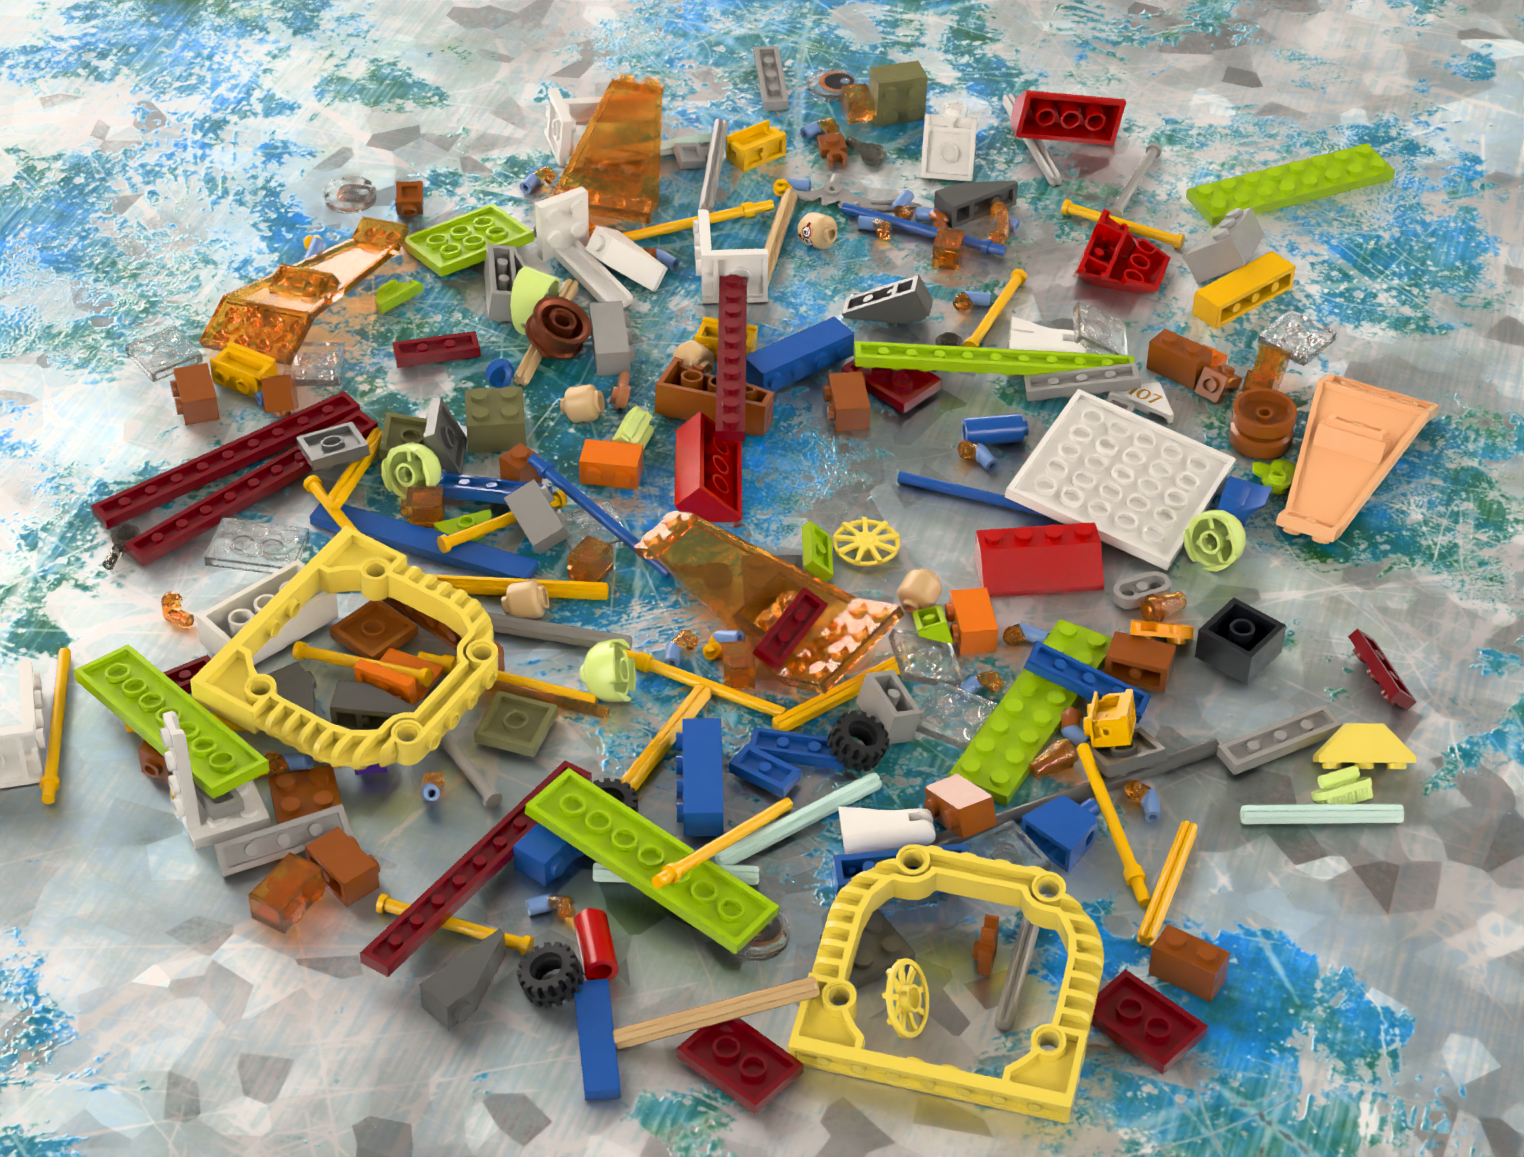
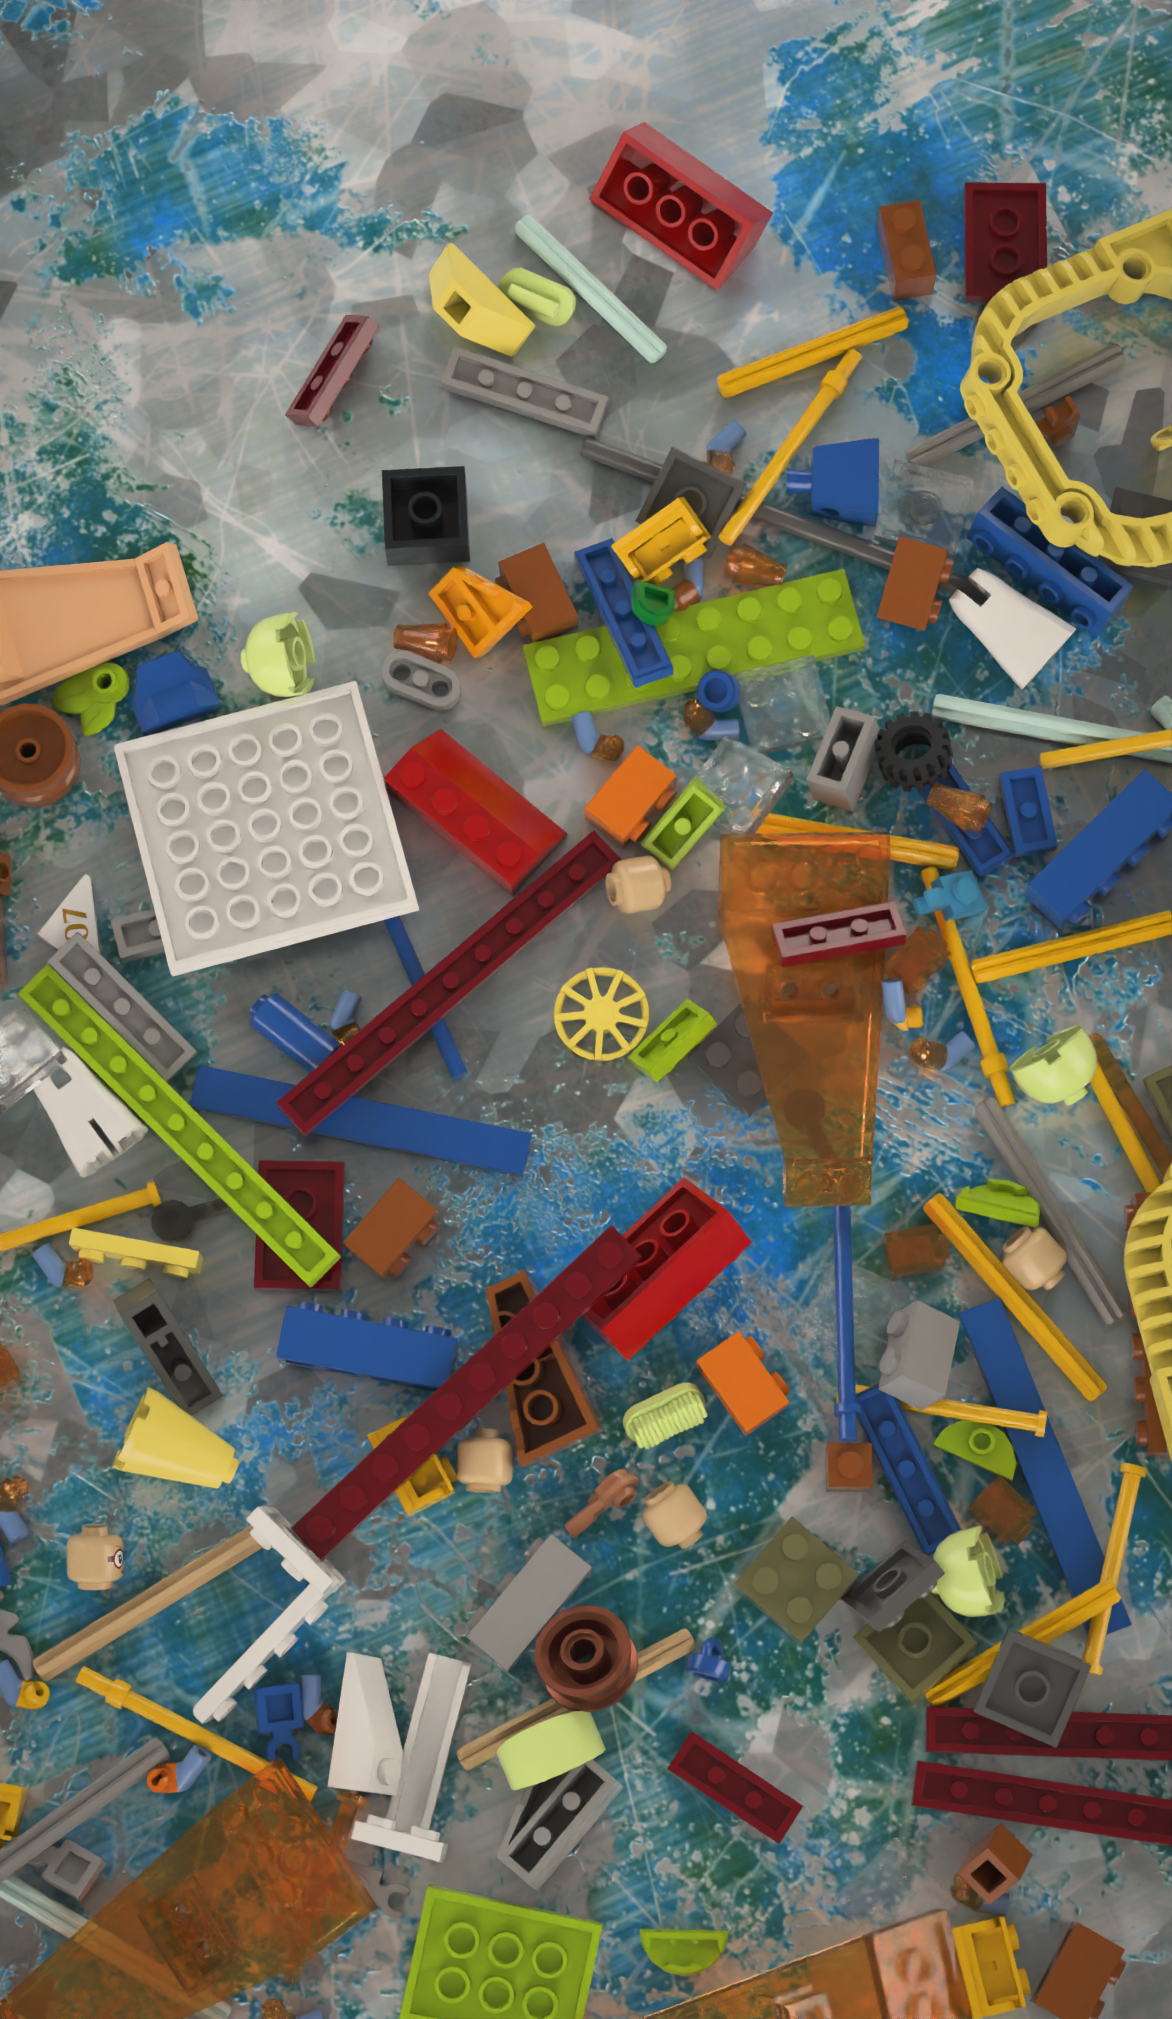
camera: 130 degrees left, 35 degrees up
(569, 610) = (1000, 1201): none -> lime plate
(672, 242) = (278, 1711): none -> blue plate
(689, 205) = (178, 1775): none -> arm
(755, 705) = (954, 895): none -> dark azure plate
(800, 733) = (961, 807): none -> clear orange cone
(837, 274) = (174, 1445): none -> light yellow cone
(916, 431) = (369, 1123): none -> blue tile
(949, 319) = (135, 1253): none -> light yellow plate
(951, 489) = (448, 984): none -> dark red plate
(993, 689) = (718, 691): none -> blue tile
(1076, 687) = (652, 602): none -> green tile
(1339, 887) = (680, 204): none -> red slope

